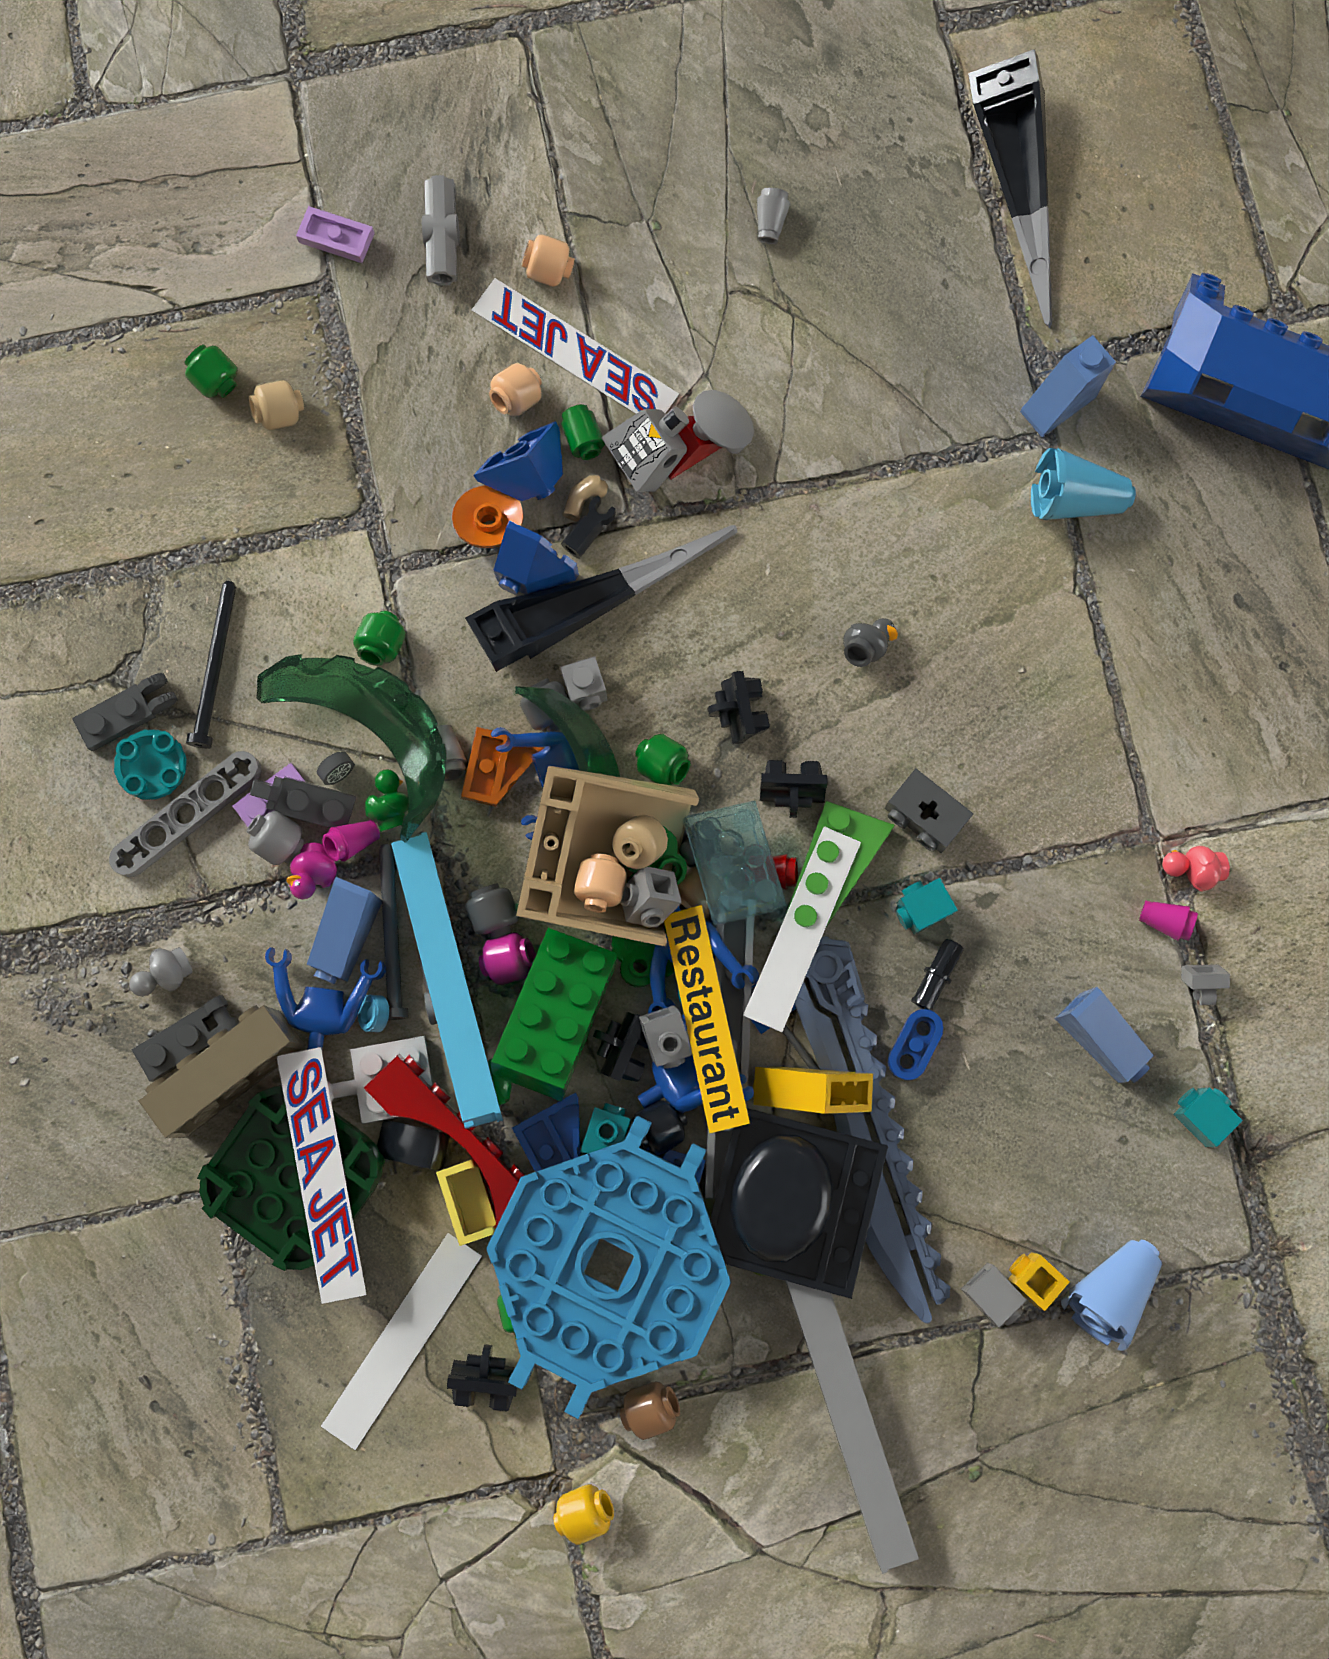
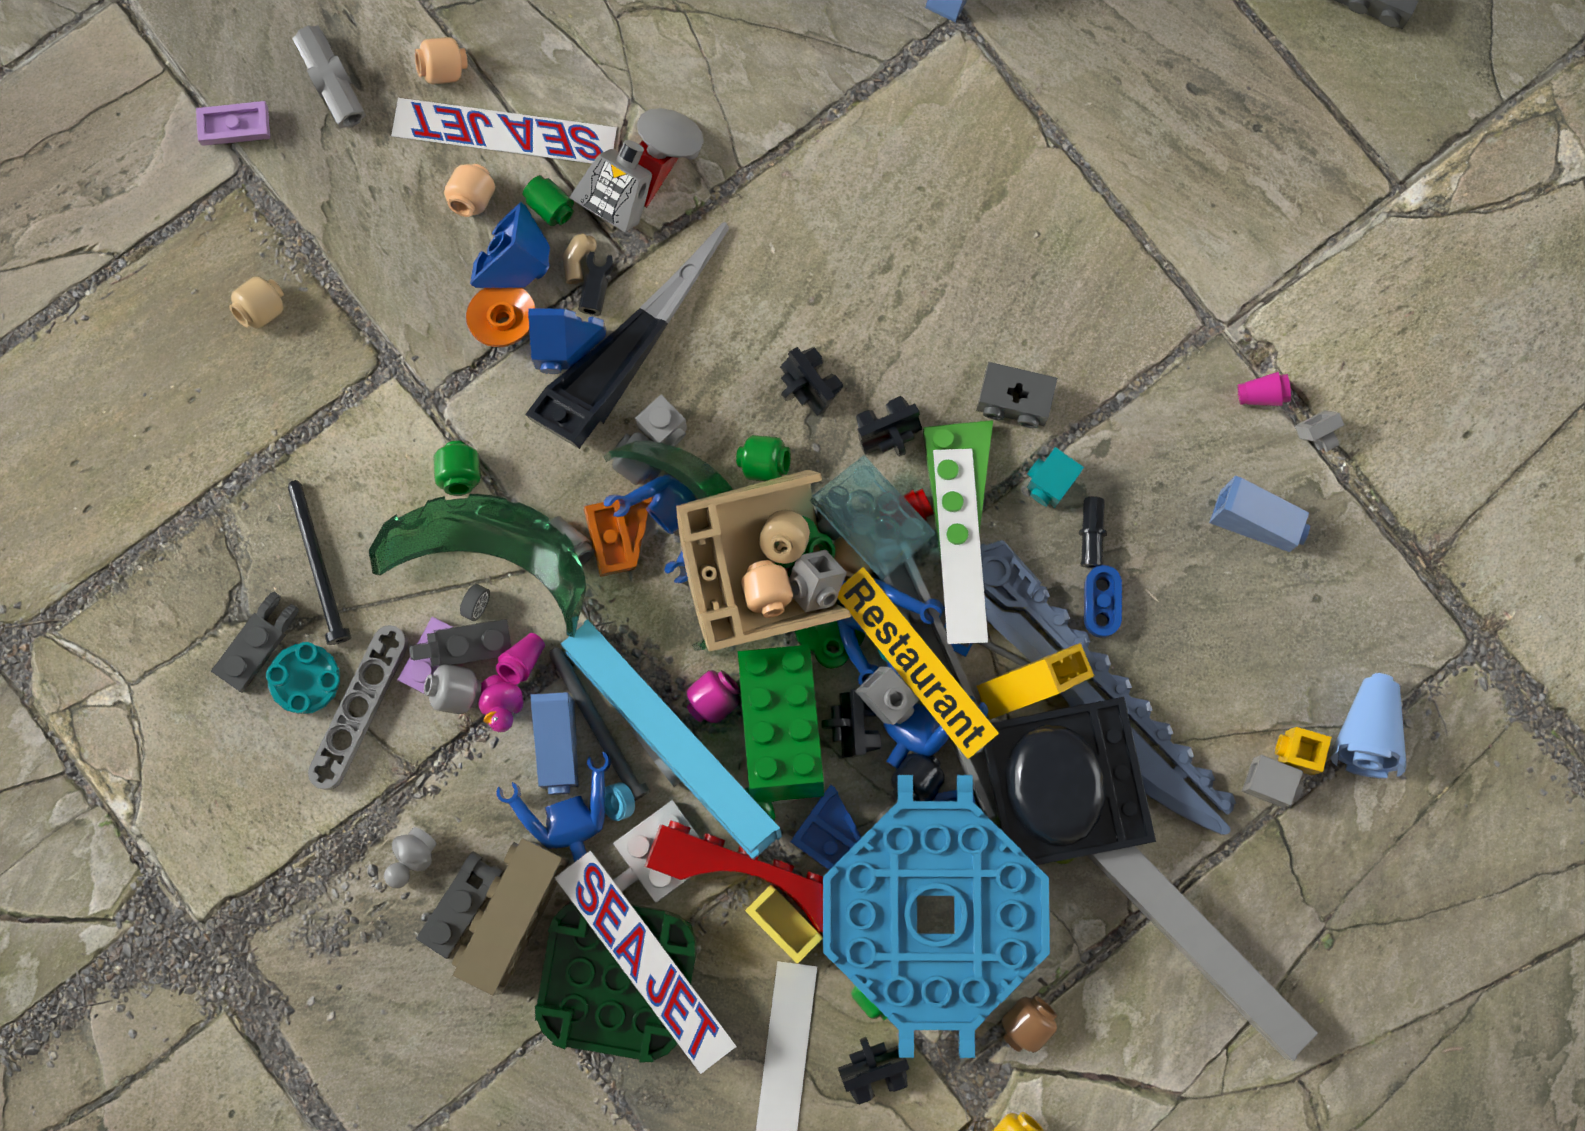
camera: 30 degrees left, 0 degrees up
(211, 371) = (181, 299): green head -> none
(391, 807) = (542, 615): green animal -> none
(413, 1145) = (709, 899): black panel -> none
(492, 911) = (679, 661): dark grey head -> none
(606, 1128) = (872, 802): teal brick -> none
(868, 642) = (893, 271): dark grey animal -> none
(1077, 488) = (1008, 53): medium azure cone -> none
(1201, 865) = (1270, 332): coral animal -> none
(1207, 1115) = (1377, 542): teal brick -> none

